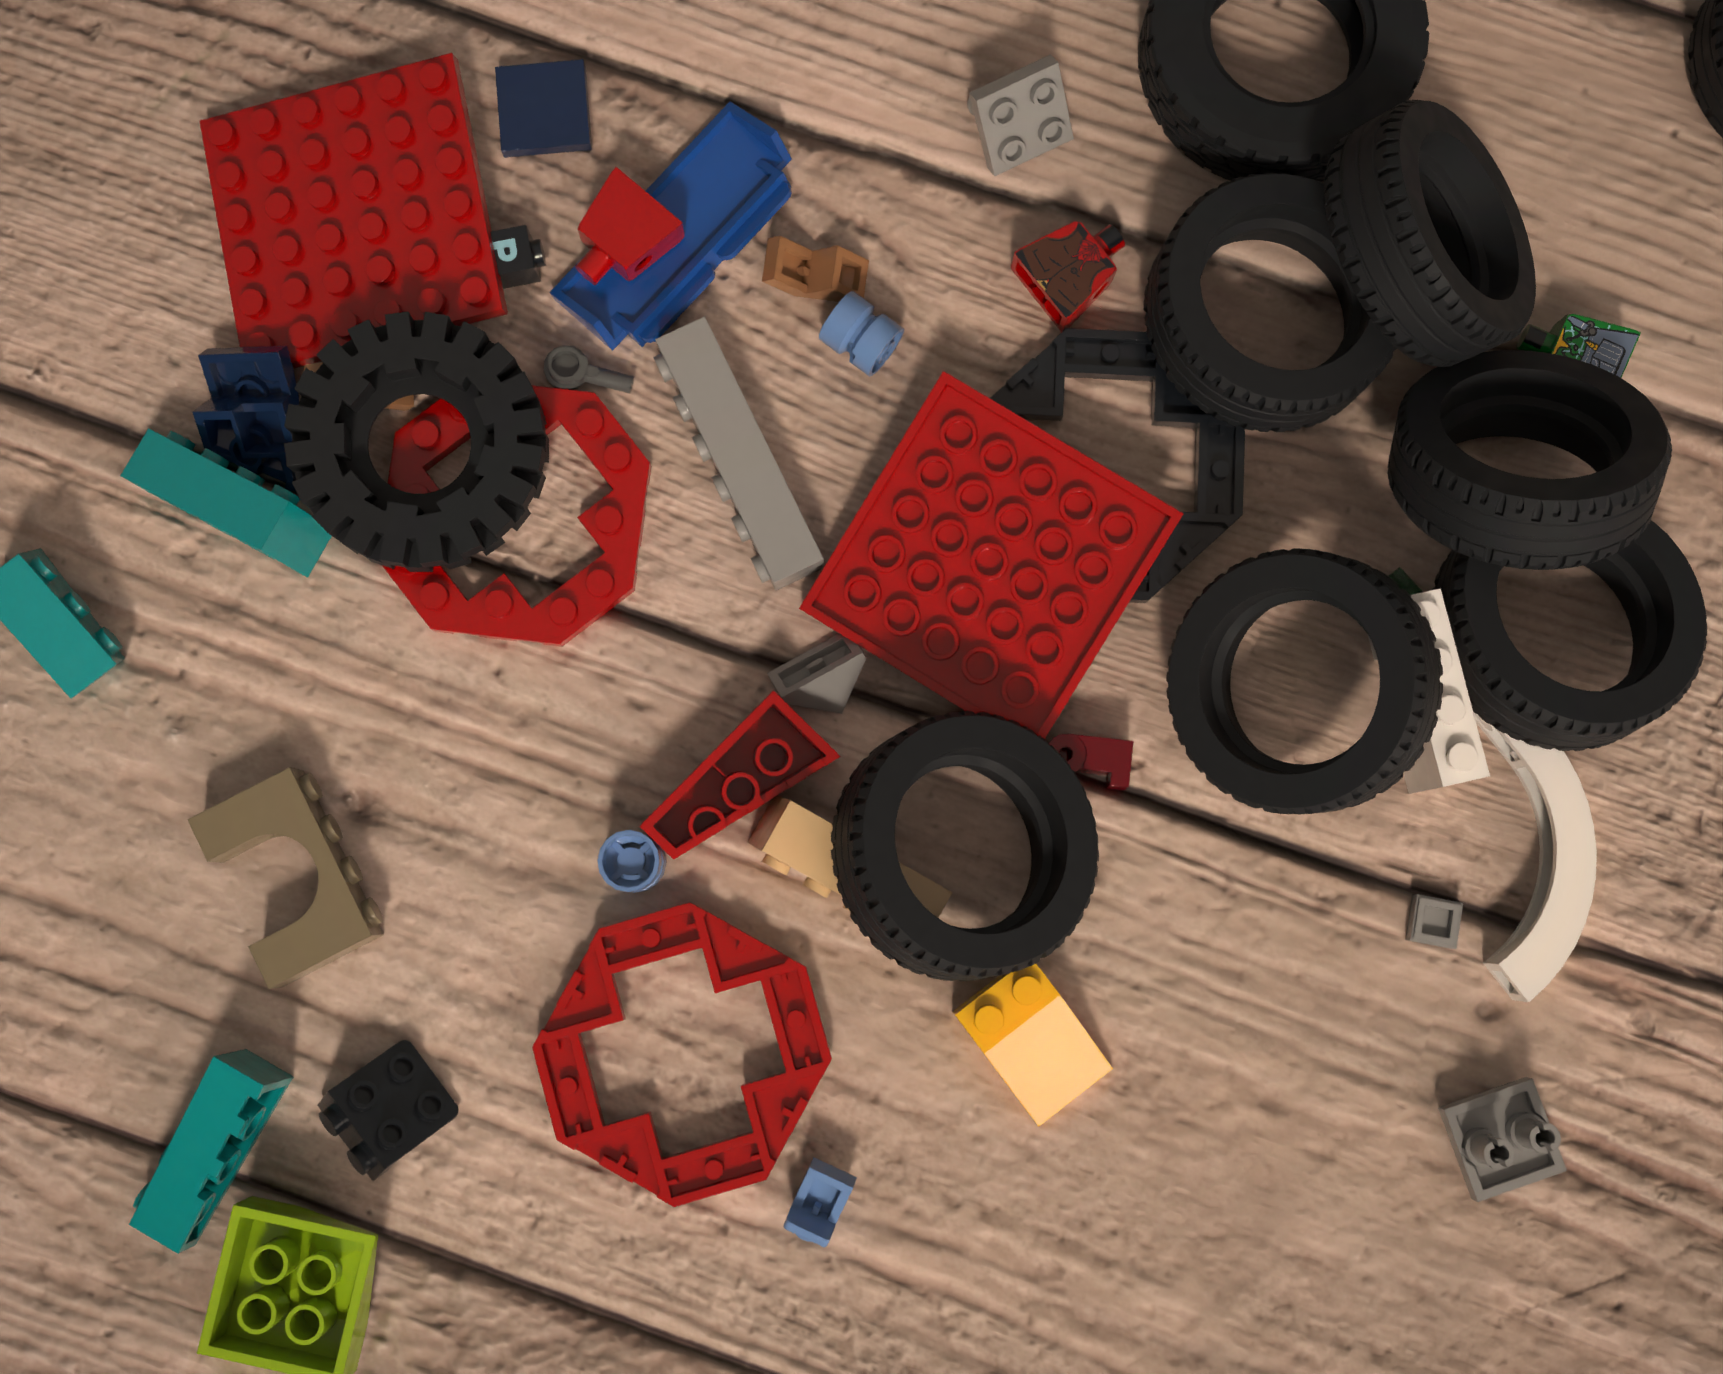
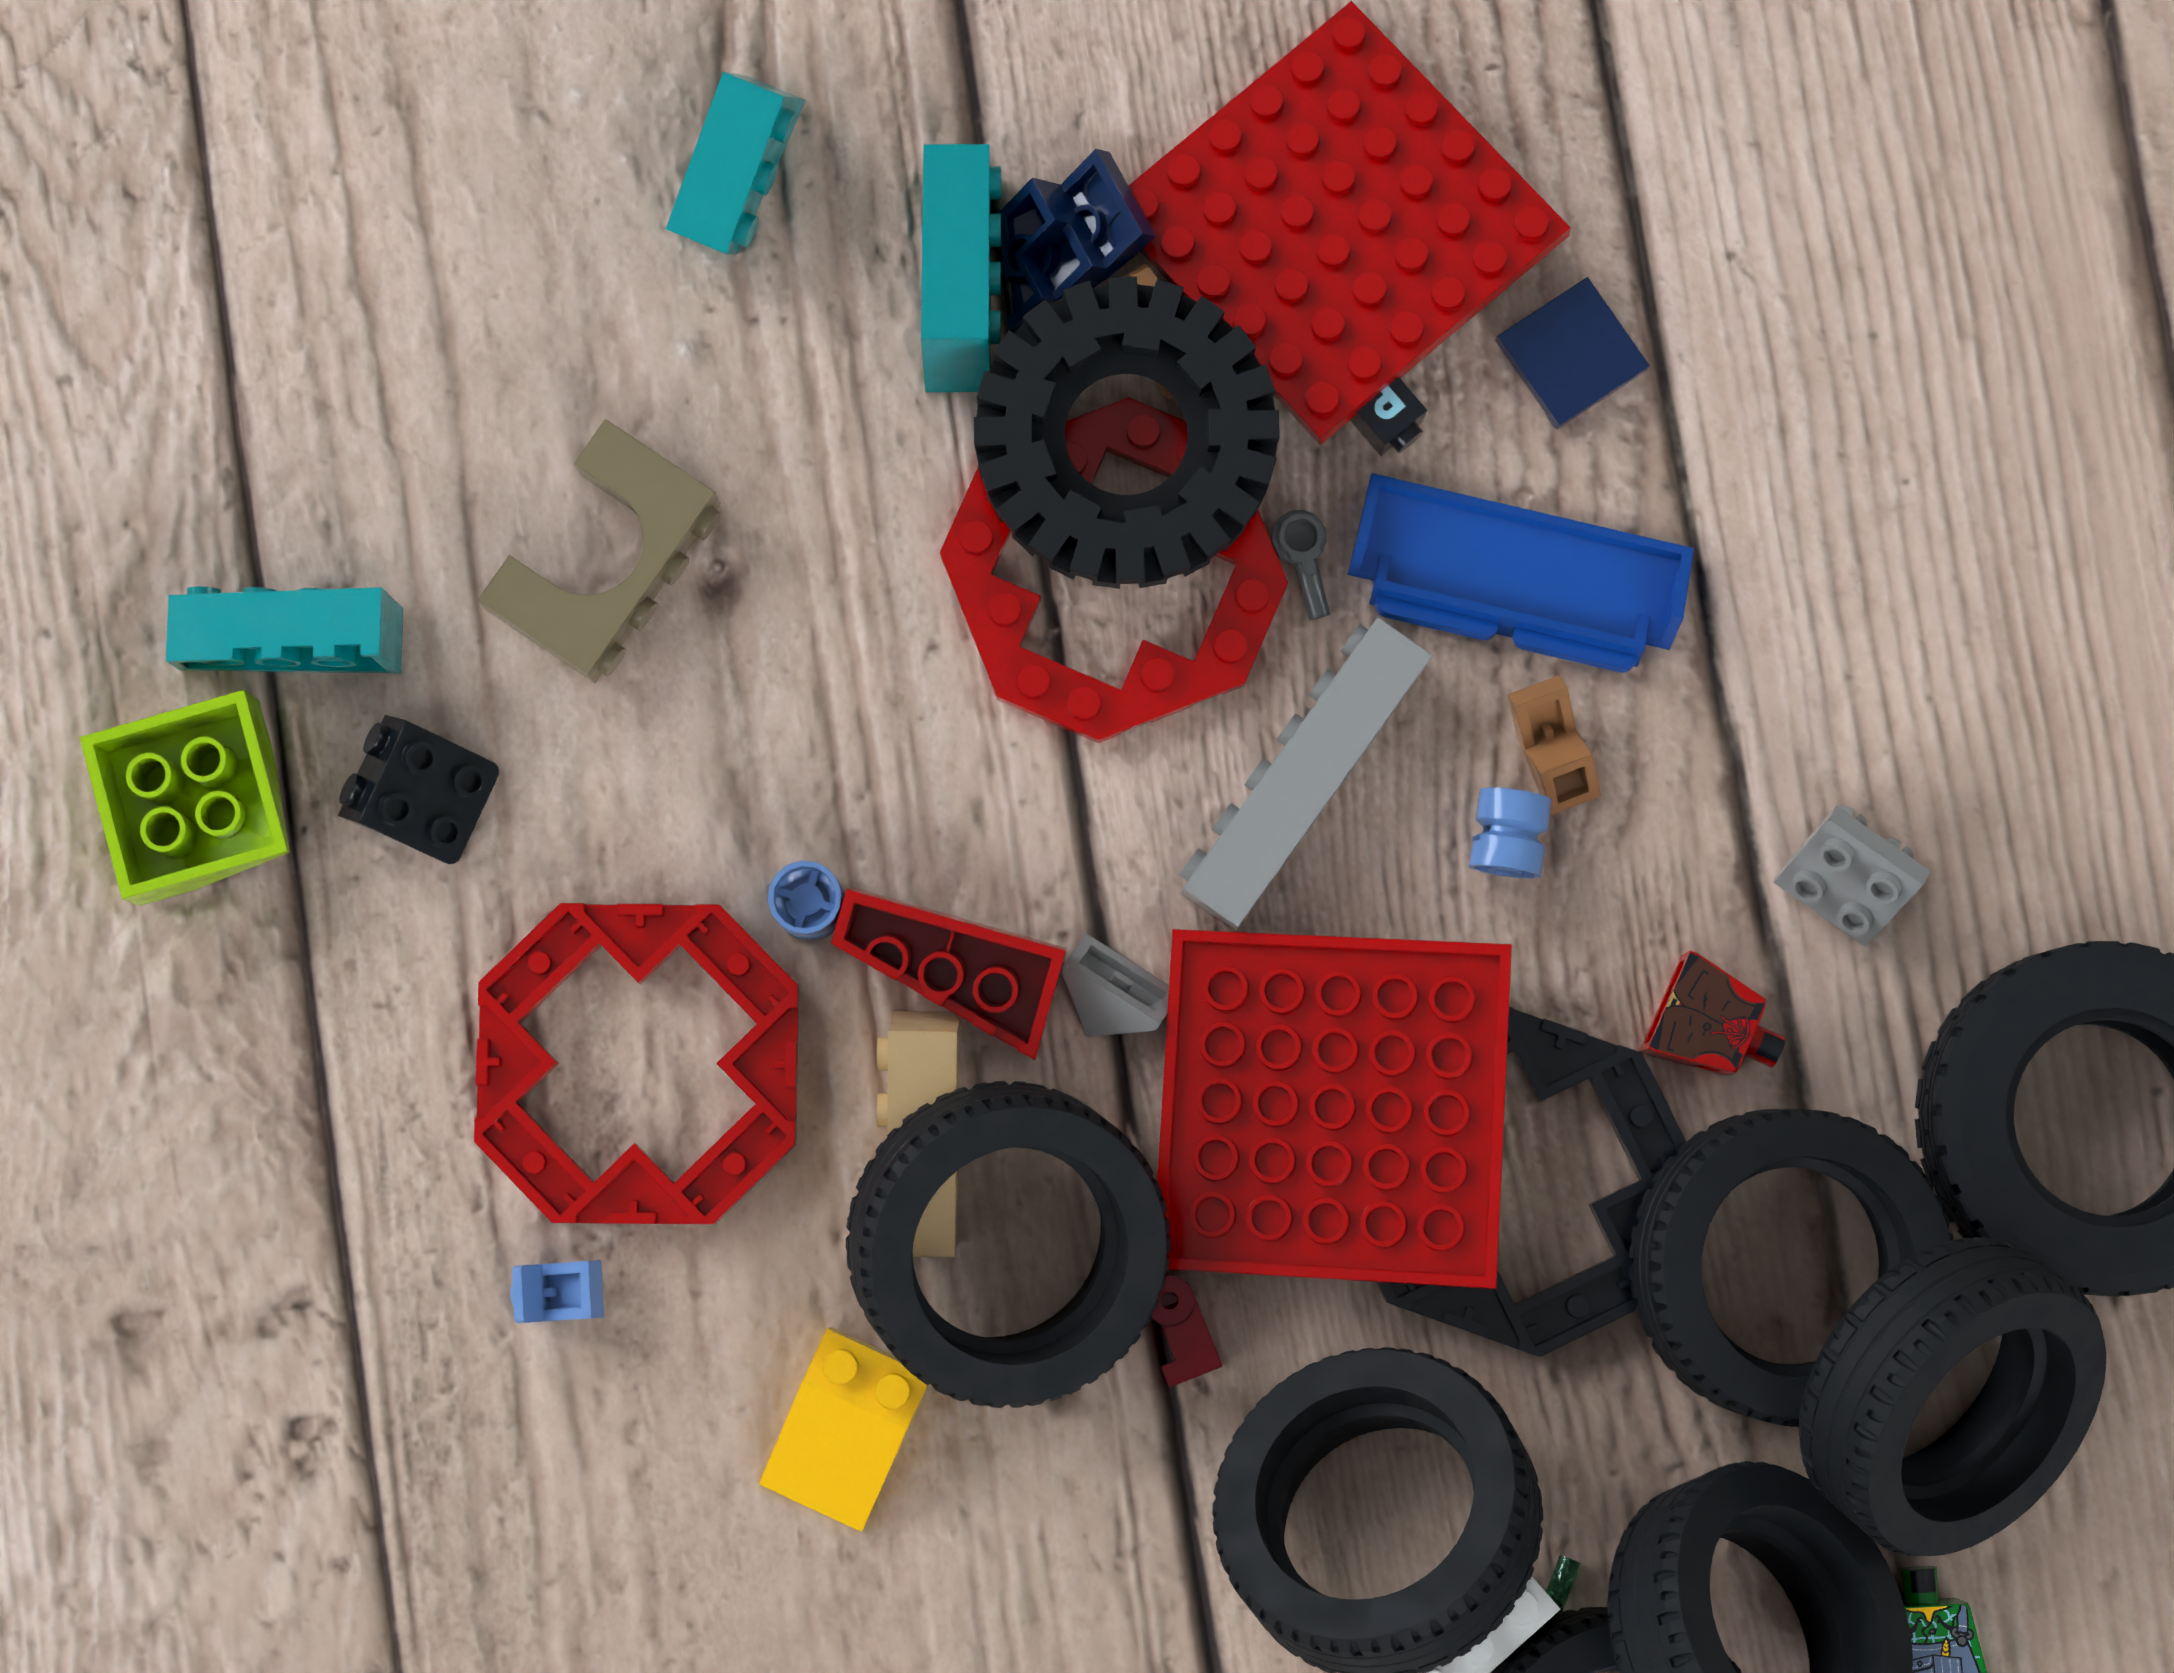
camera: 60 degrees right, 0 degrees up
(625, 230) = (1480, 518): red torso -> none

